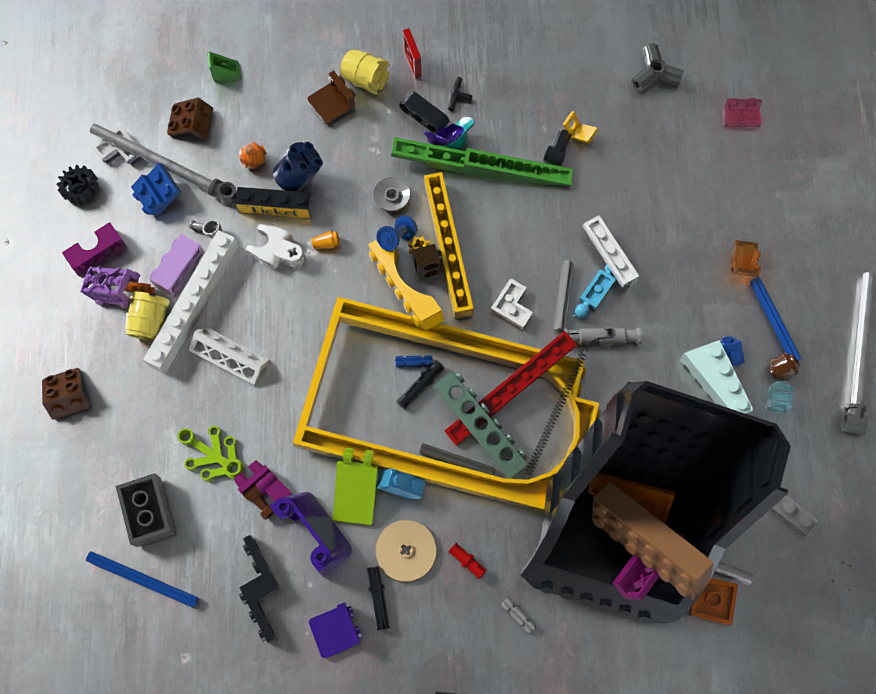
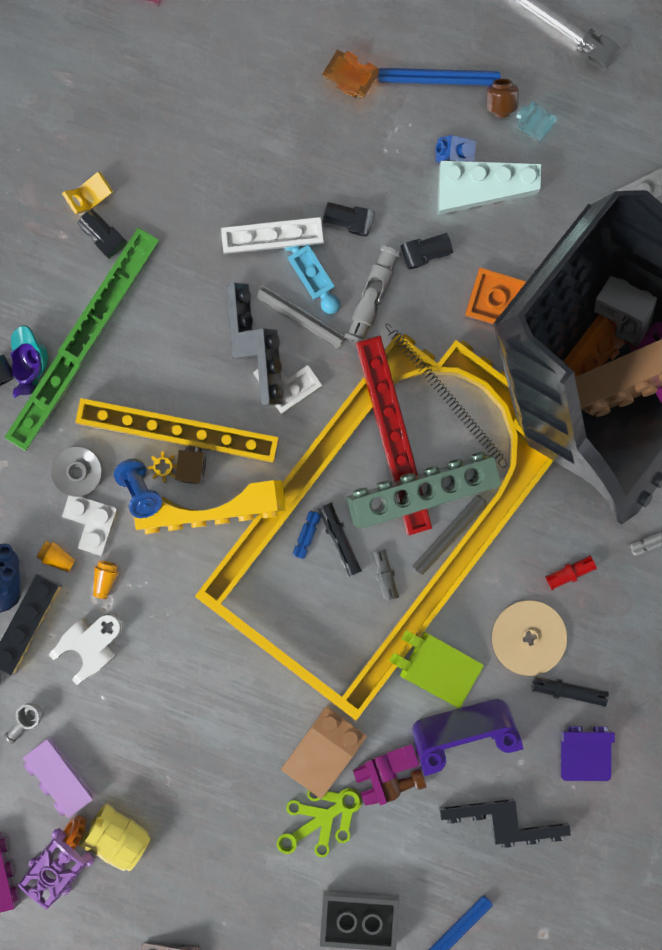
camera: 65 degrees left, 15 degrees up
(191, 302) = (117, 775): white brick -> none
(230, 348) = (200, 753): white fence -> none
(262, 434) = (323, 752): none -> medium nougat slope
(328, 204) = (55, 556): none -> light orange cone
(363, 223) = (97, 520): none -> white plate
(400, 483) = (454, 613): dark azure brick -> none
(408, 426) = (385, 575): none -> dark grey pin
(530, 270) = (255, 344): none -> black bracket
(647, 302) = (354, 220): none -> black piece
(648, 356) = (420, 252): none -> black piece
(649, 75) = (29, 51): dark grey piece -> none
(685, 505) = (628, 307): none -> light grey brick

